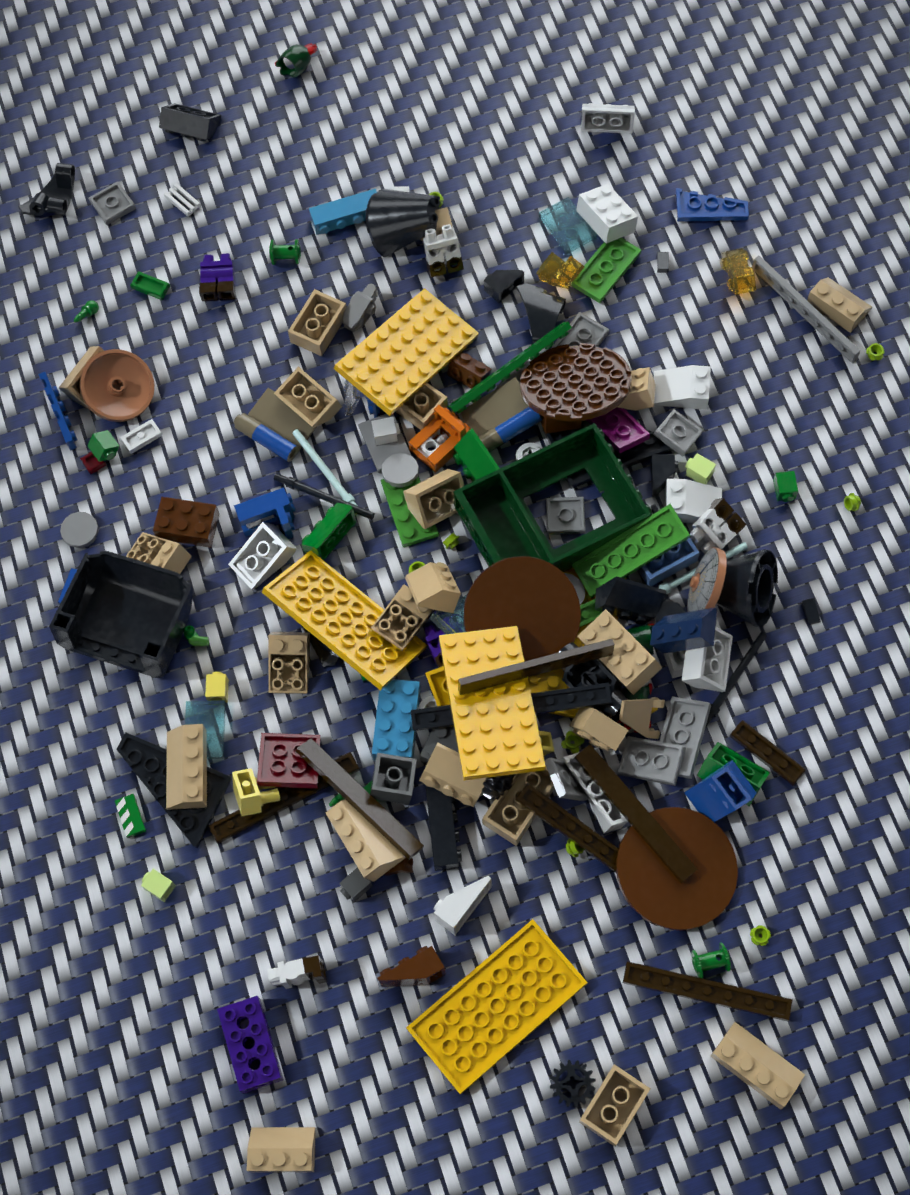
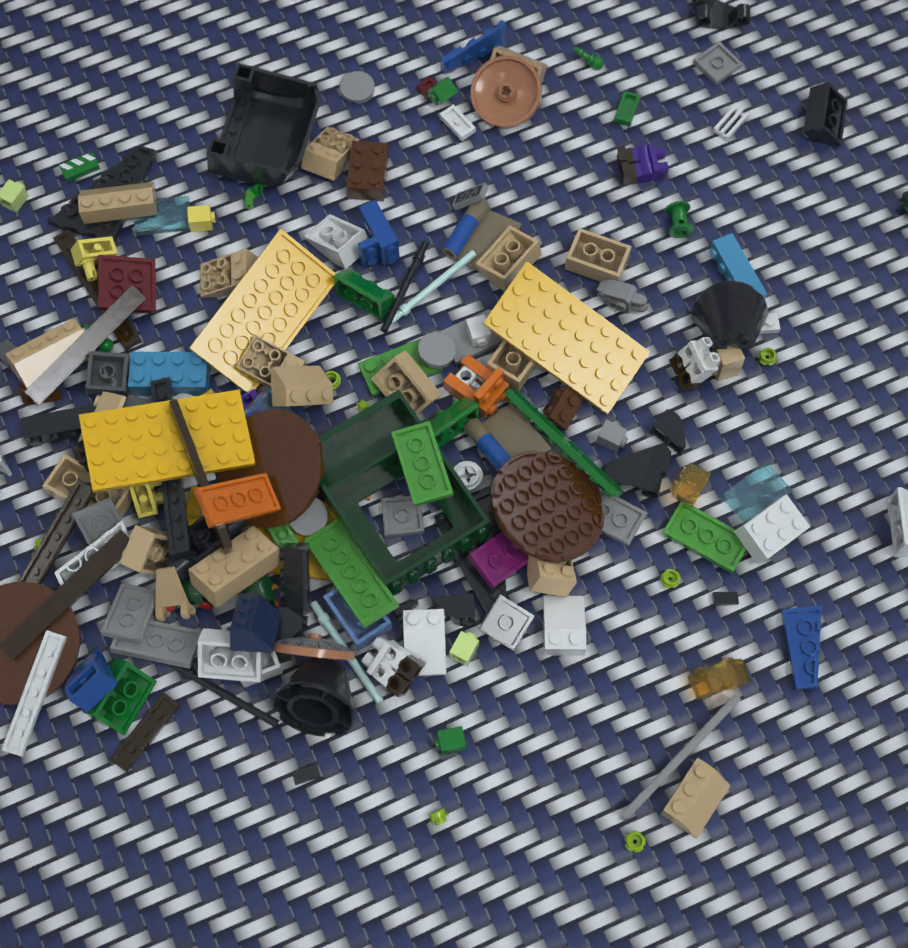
camera: 80 degrees right, 0 degrees up
(233, 427) = (470, 196): none -> light grey tile
(503, 331) = (612, 436): none -> light grey brick
(535, 472) = (422, 464): none -> bright green plate
(563, 634) = (237, 500): none -> orange tile
(643, 296) = (670, 574): none -> lime plate
(728, 852) = (34, 693): none -> white tile

